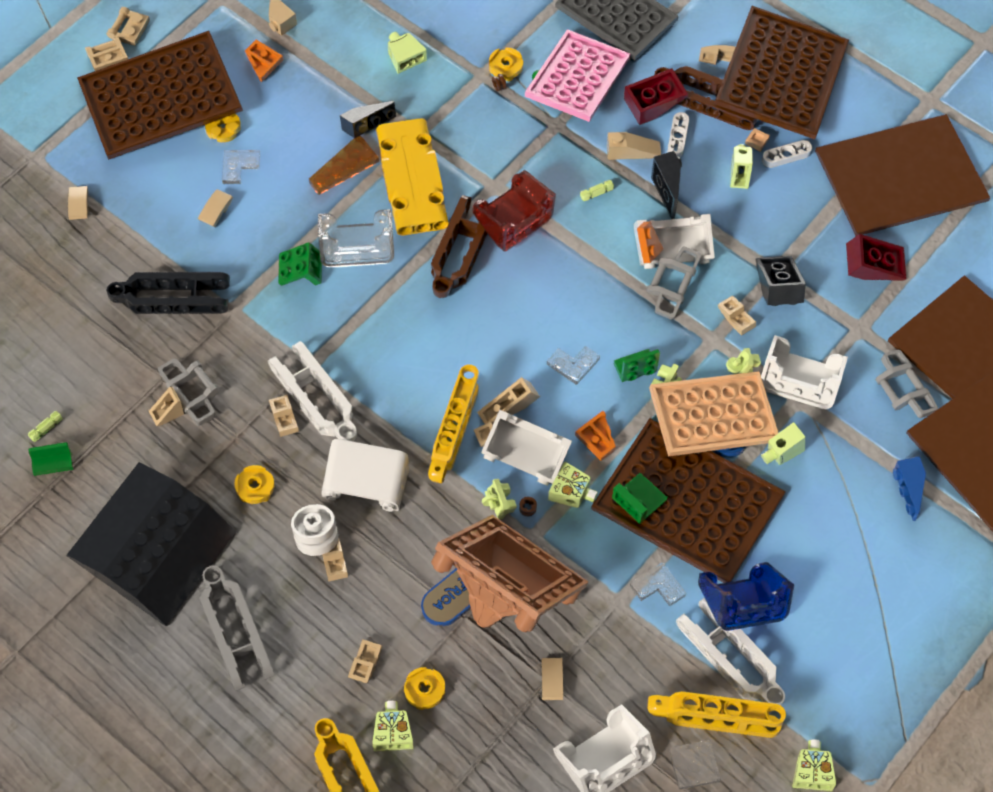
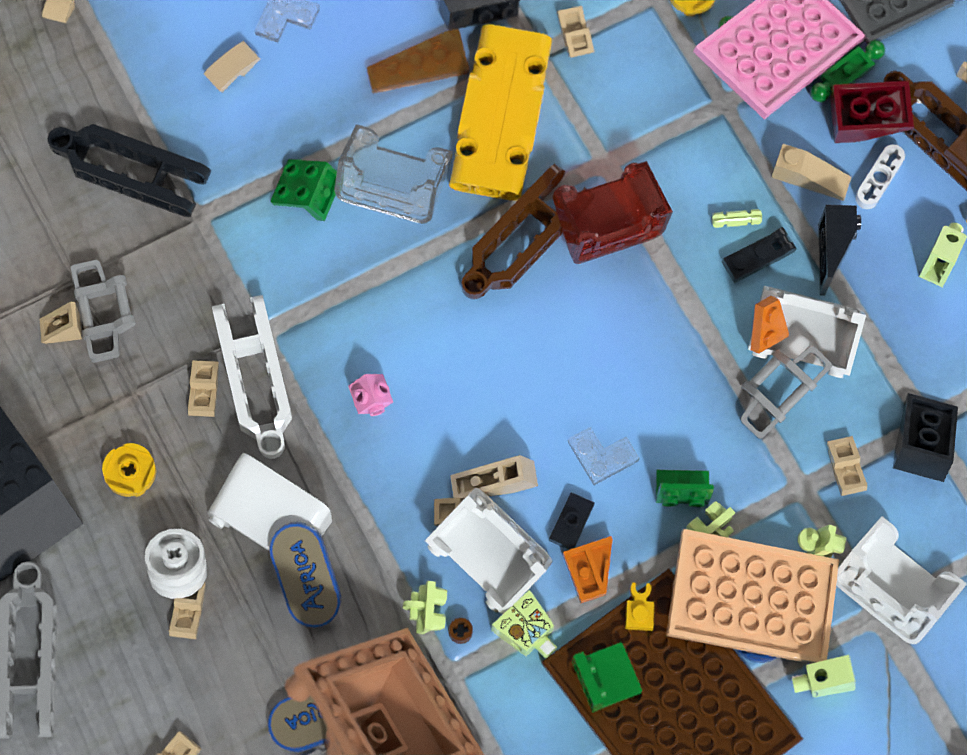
camera: 20 degrees right, 10 degrees up
(401, 378) = (370, 394): none -> bright pink brick
(408, 505) = (305, 574): none -> dark tan tile
(439, 113) = (575, 32): none -> tan slope
(458, 410) = (432, 460): yellow piece -> none
(499, 82) = (671, 15): reddish brown bush -> none
(571, 412) = (571, 521): none -> black plate
(621, 208) = (758, 255): none -> black plate
(630, 75) = (848, 69): none -> green plate
(642, 450) = (640, 612): none -> yellow plate

